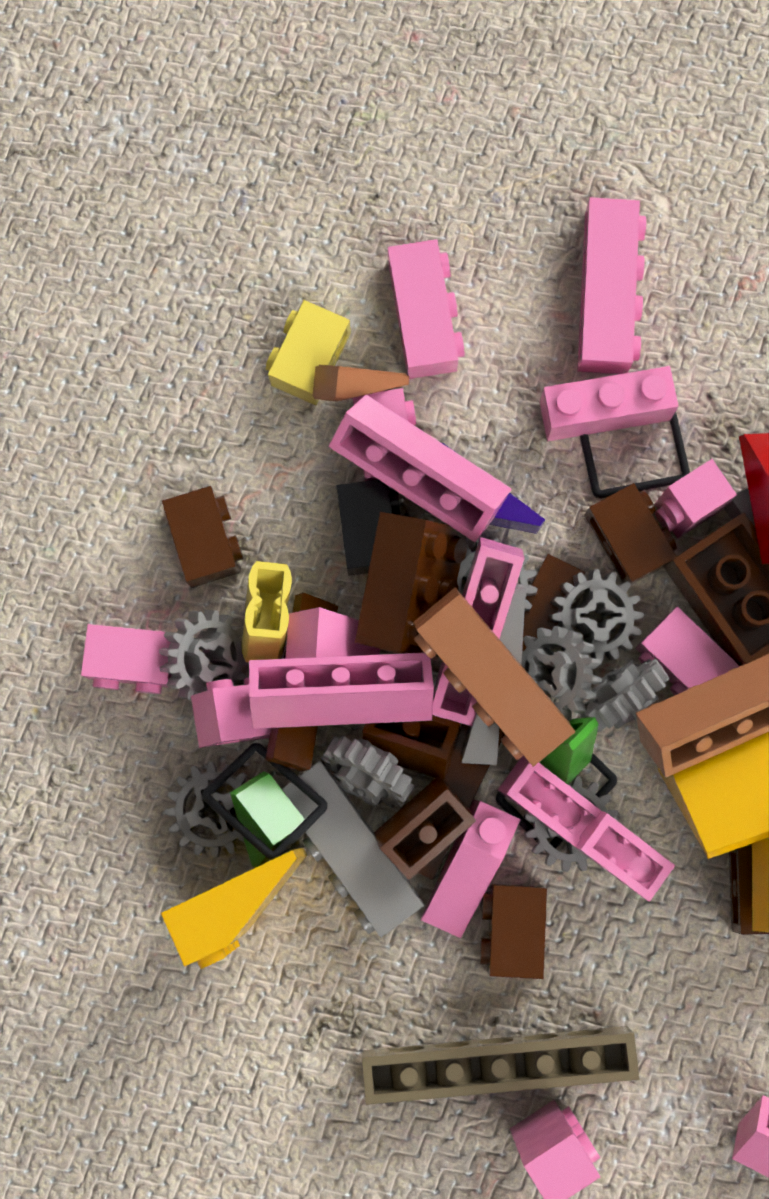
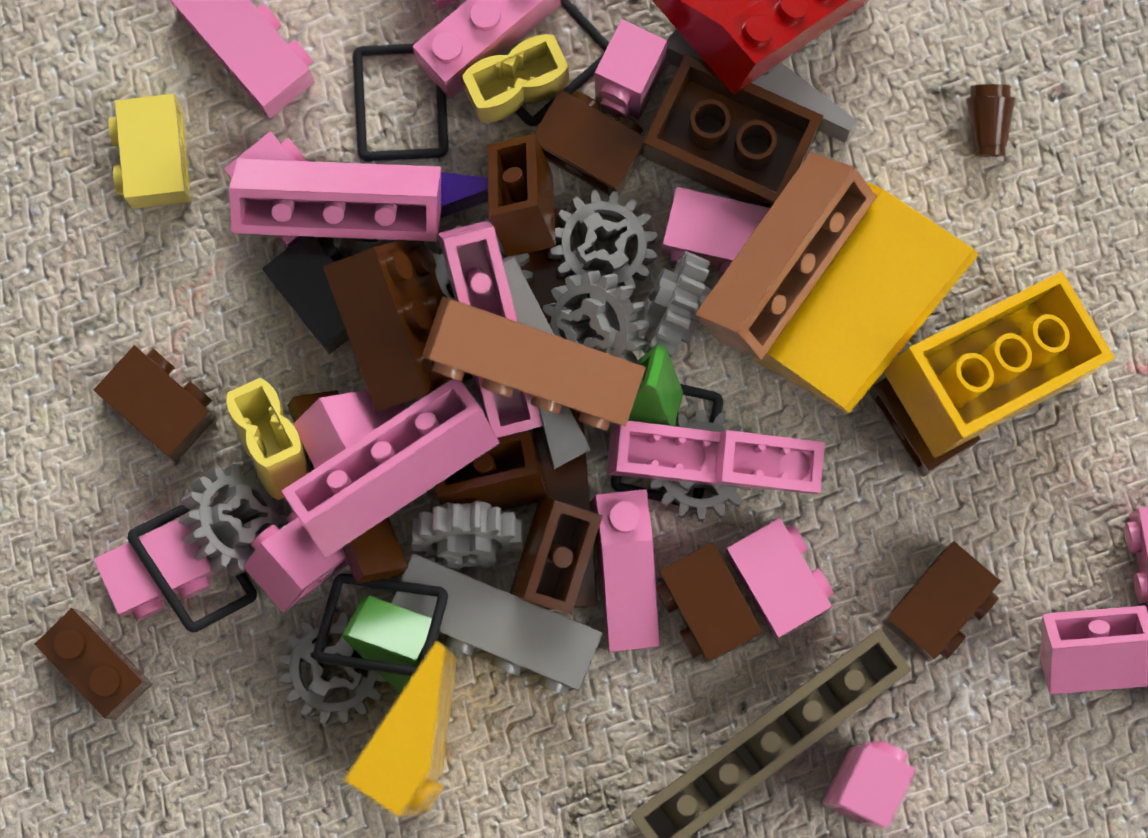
camera: 30 degrees left, 0 degrees up
(42, 700) = (93, 664): none -> reddish brown brick
(125, 677) = (133, 534): none -> black piece
(344, 383) = (210, 159): nougat slope -> none
(518, 476) = (361, 118): none -> black piece
(557, 544) = (521, 195): none -> reddish brown brick
(580, 944) = (779, 577): none -> bright pink brick
(616, 457) = (527, 74): none -> light yellow brick
(692, 1038) = (943, 602): none -> reddish brown brick

